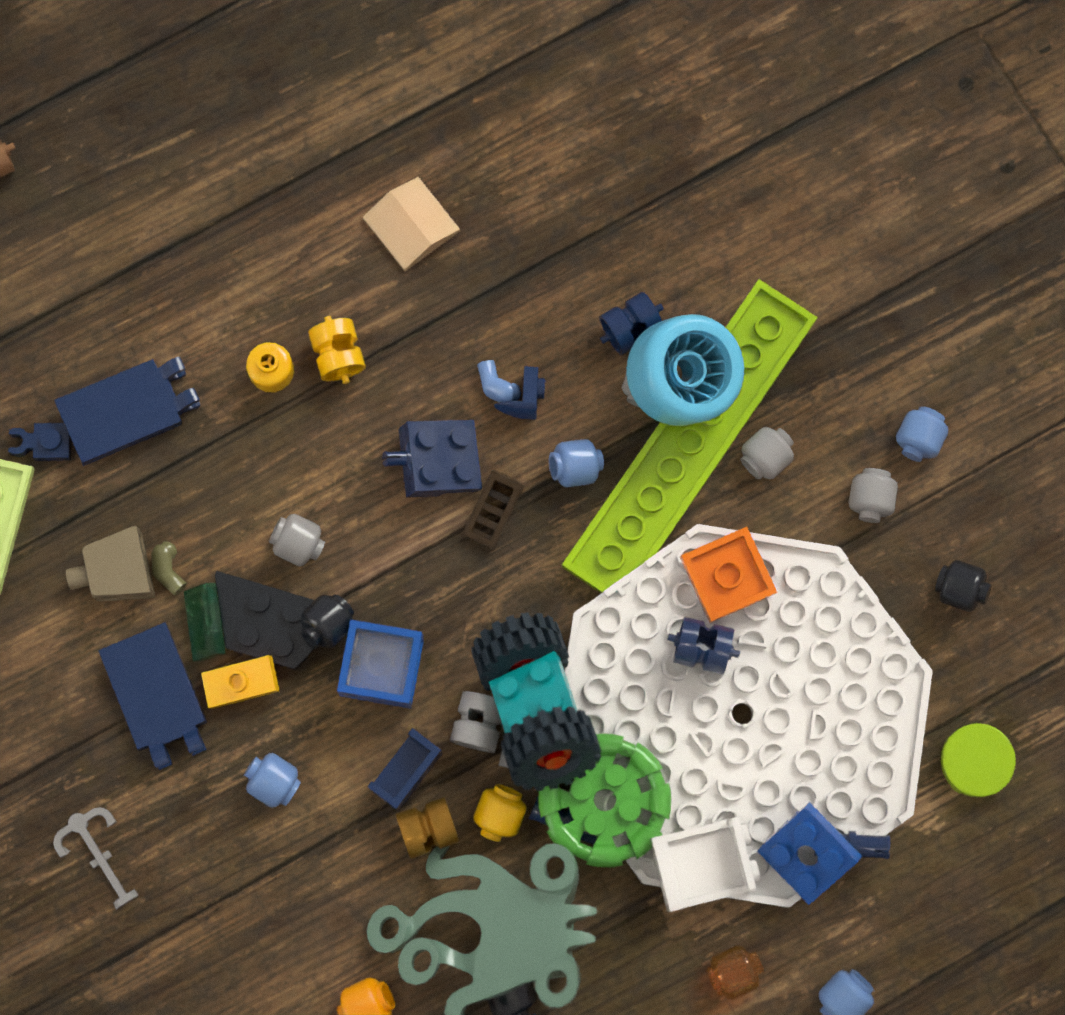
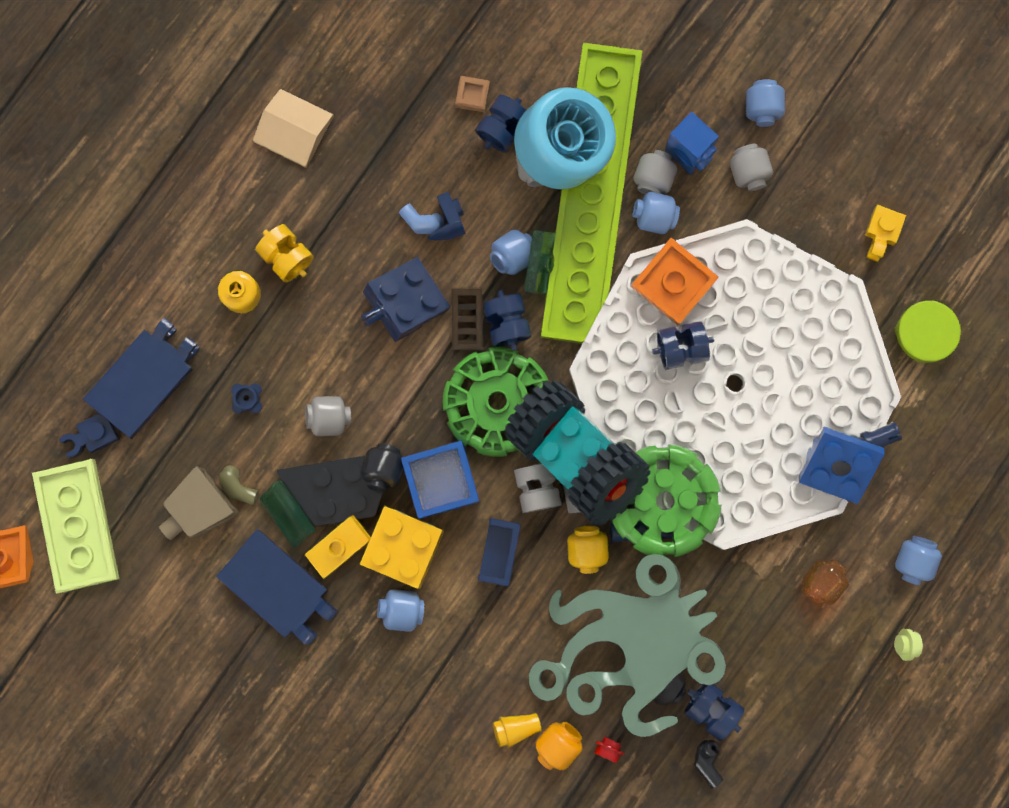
camera: 20 degrees left, 5 degrees up
(79, 823) = (268, 716): light grey piece -> none
(220, 471) = (240, 391): none -> dark blue plate
(306, 714) = (402, 547): none -> yellow piece
(328, 964) = (514, 729): none -> yellow cone
(427, 828) = (539, 588): pearl gold wheel -> none
(470, 592) = (481, 390): none -> bright green plate
(534, 530) = (507, 320): none -> dark blue wheel
(599, 486) = (540, 262): none -> clear green plate
(616, 277) = (472, 94): none -> medium nougat tile
(704, 864) = (764, 512): white panel -> none
(748, 494) = (656, 213): none -> medium blue head
(819, 440) = (692, 144): none -> blue brick
(962, 585) = (853, 204): black head -> none
(984, 628) = (884, 229): none -> yellow plate

